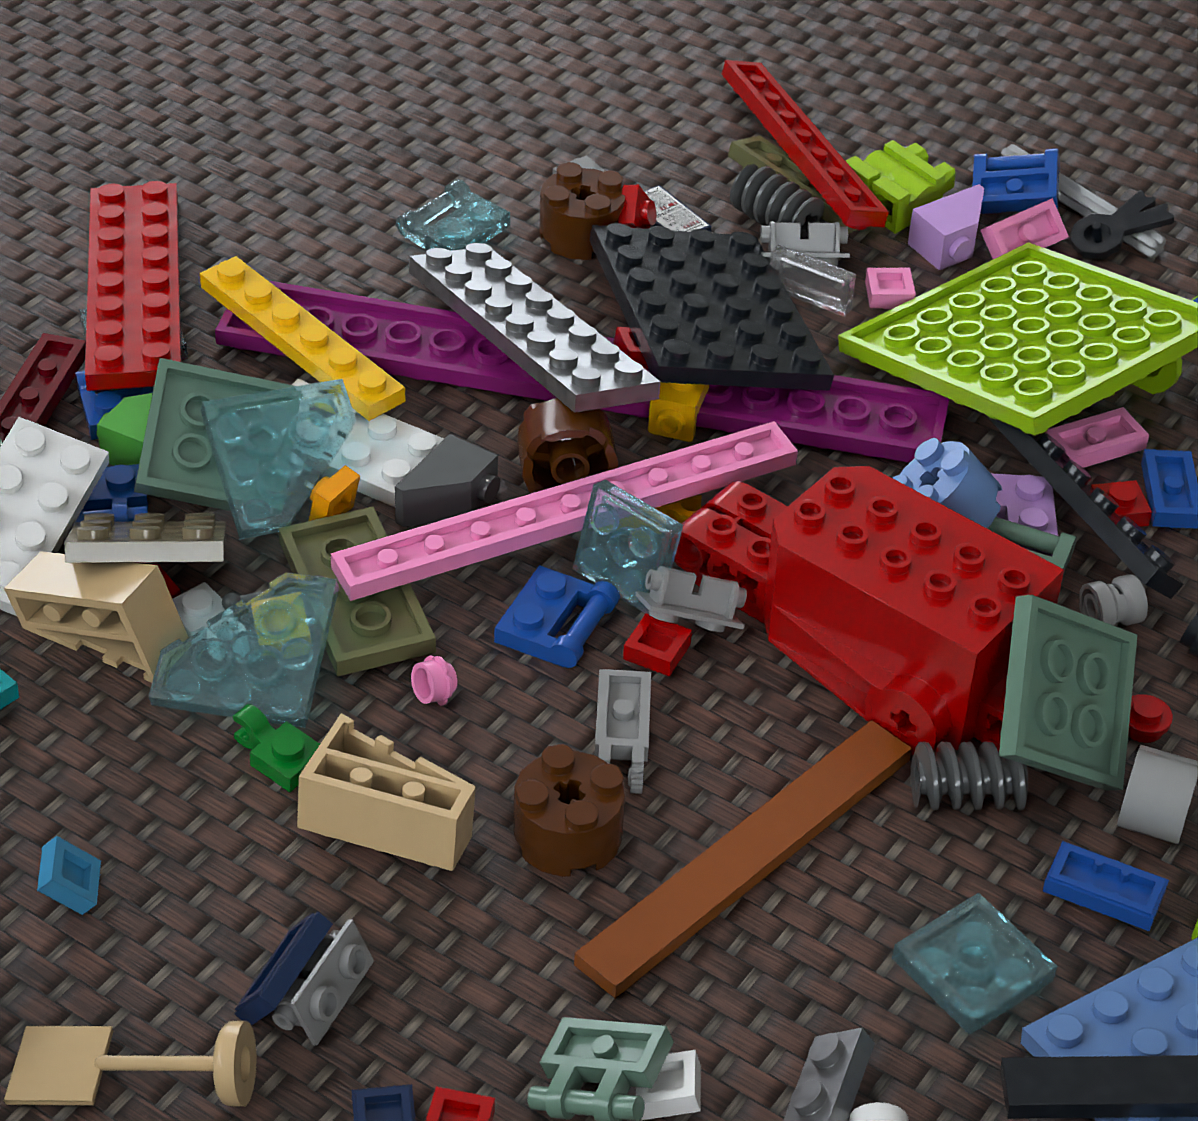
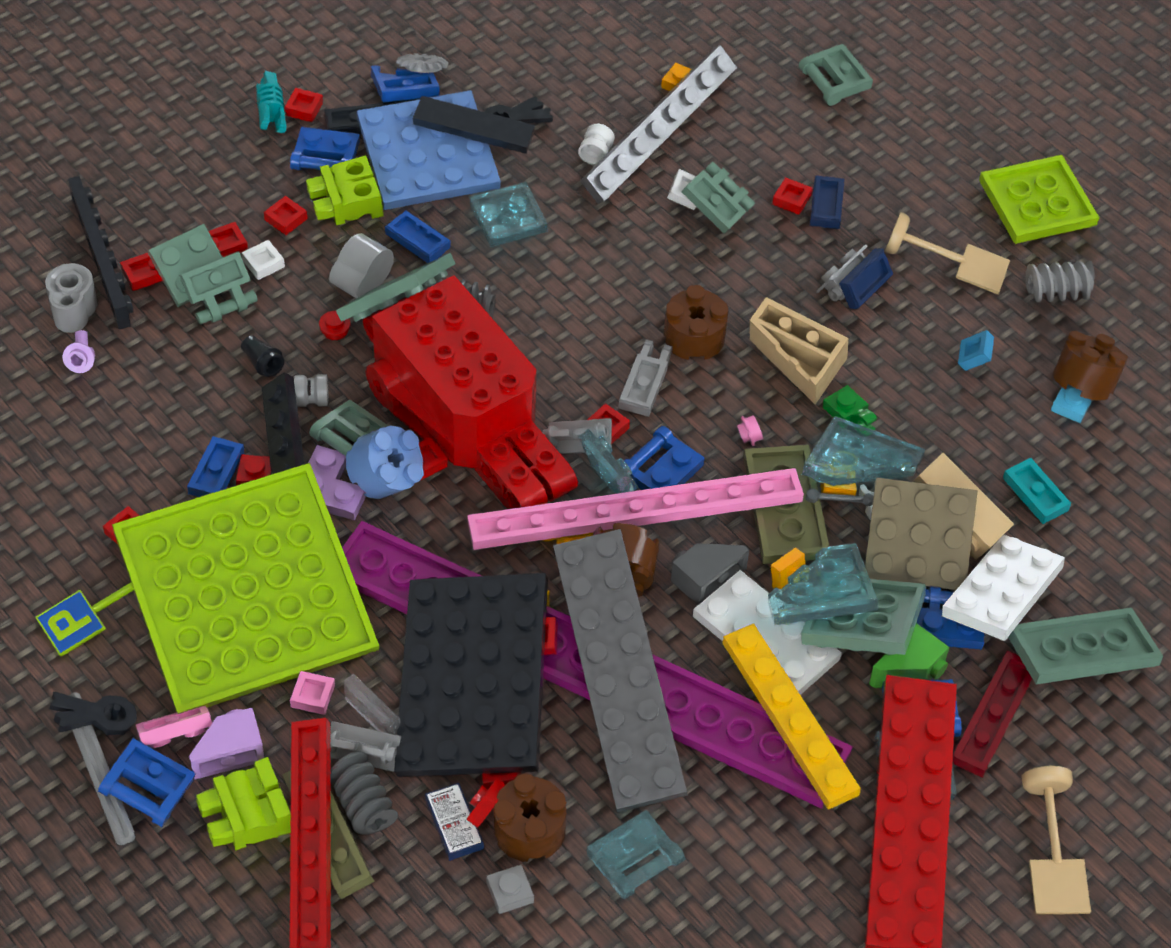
camera: 165 degrees left, 10 degrees up
(740, 859) = (606, 295): dark orange tile -> none

